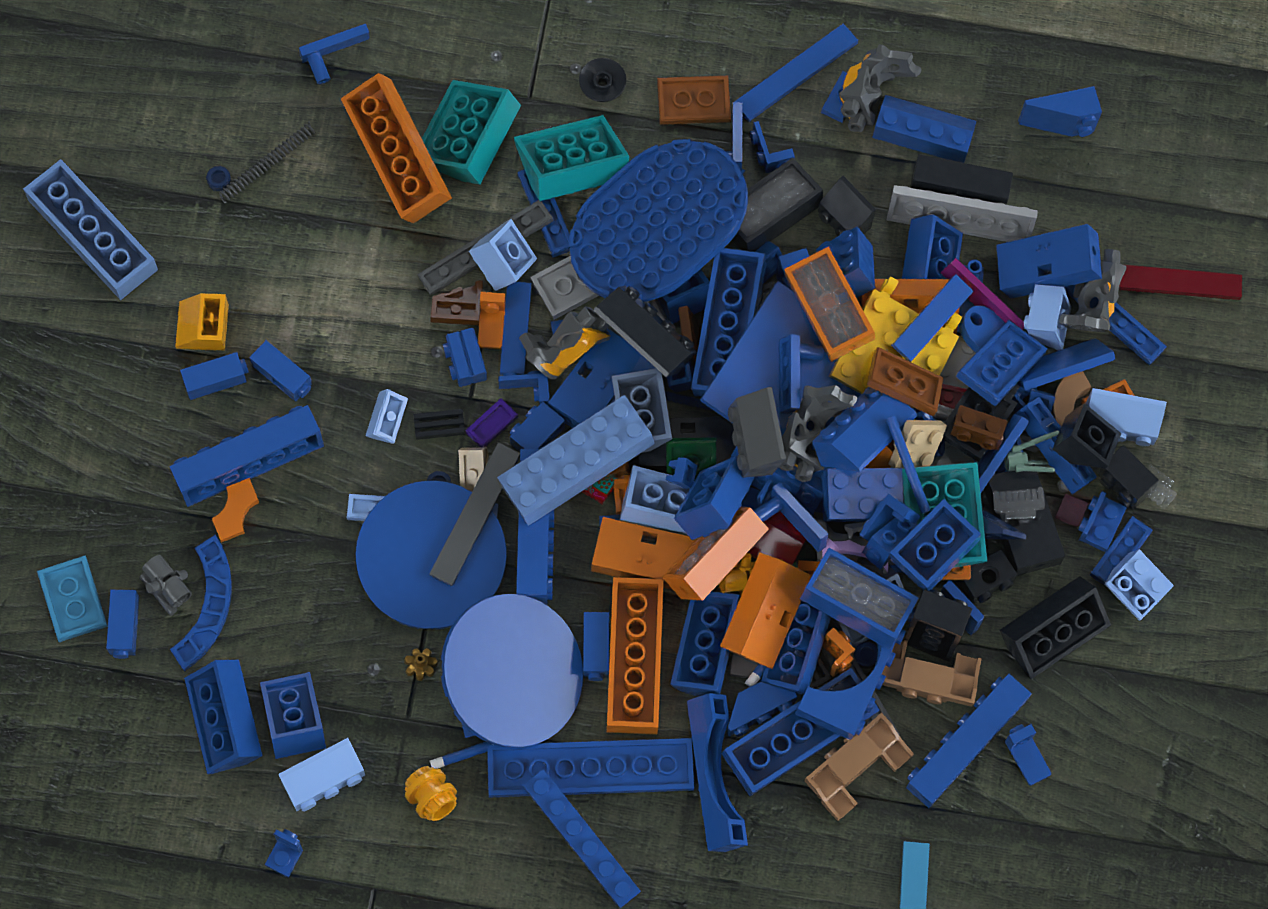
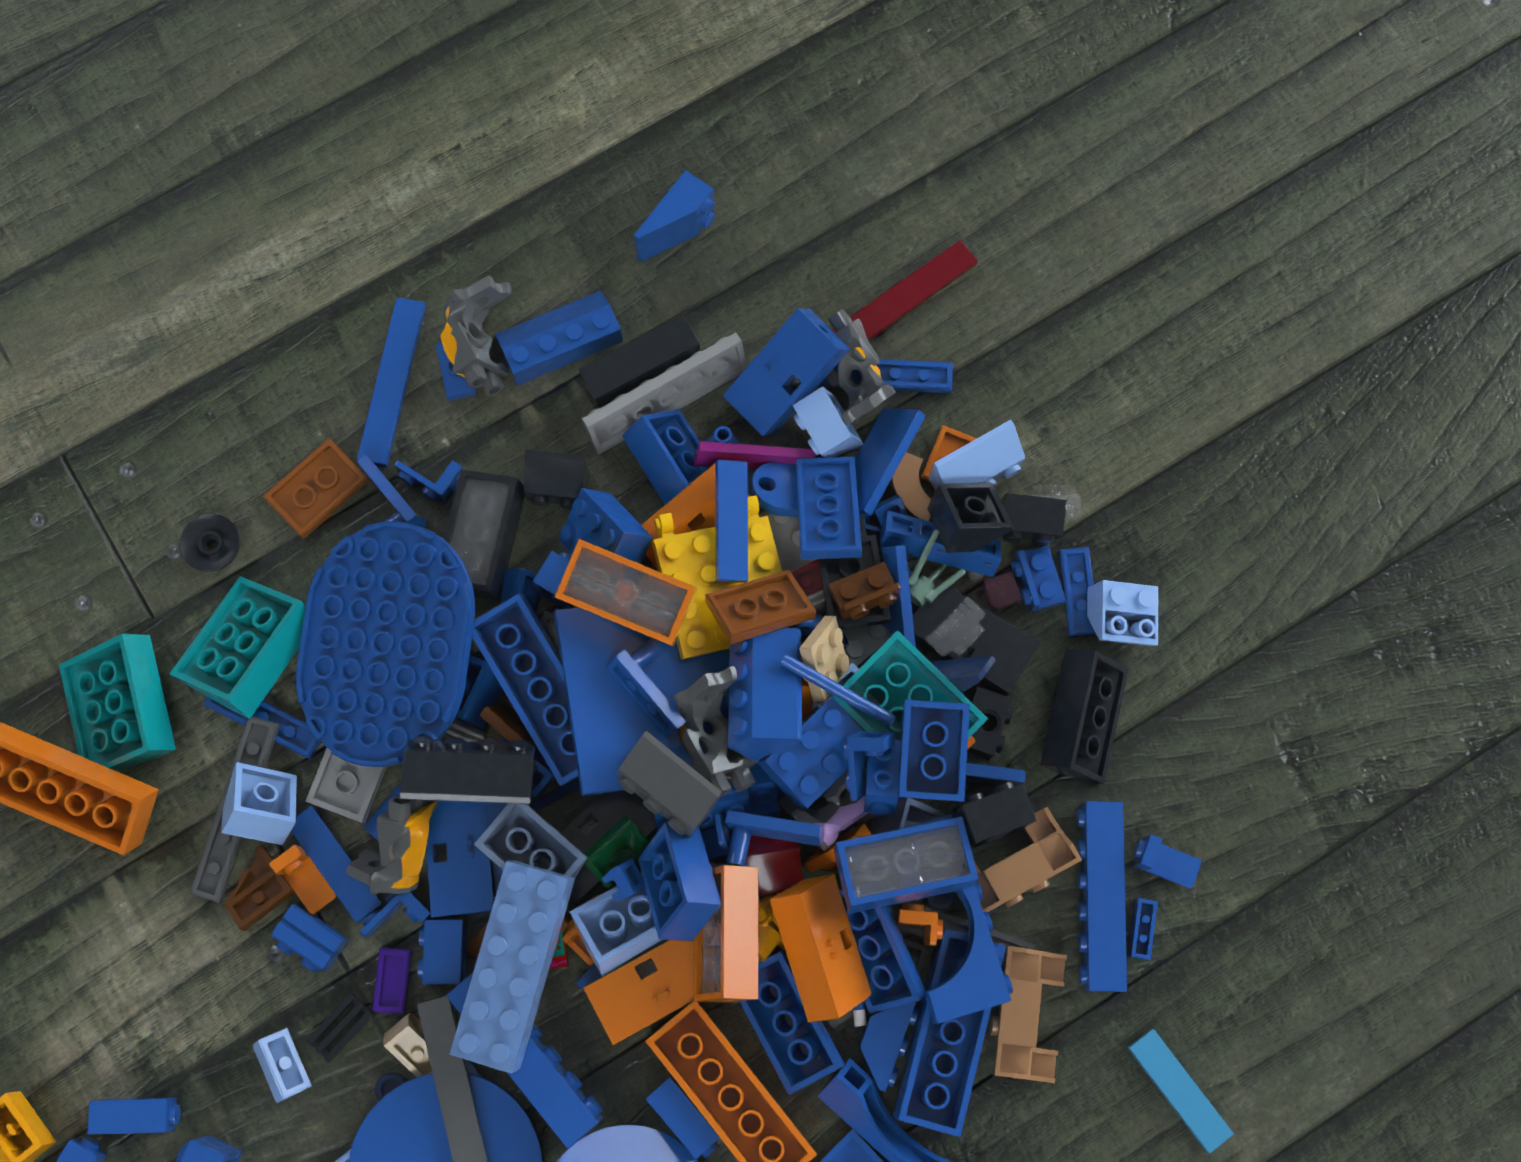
camera: 40 degrees left, 5 degrees up
(976, 782) = (1142, 929): none -> blue piece

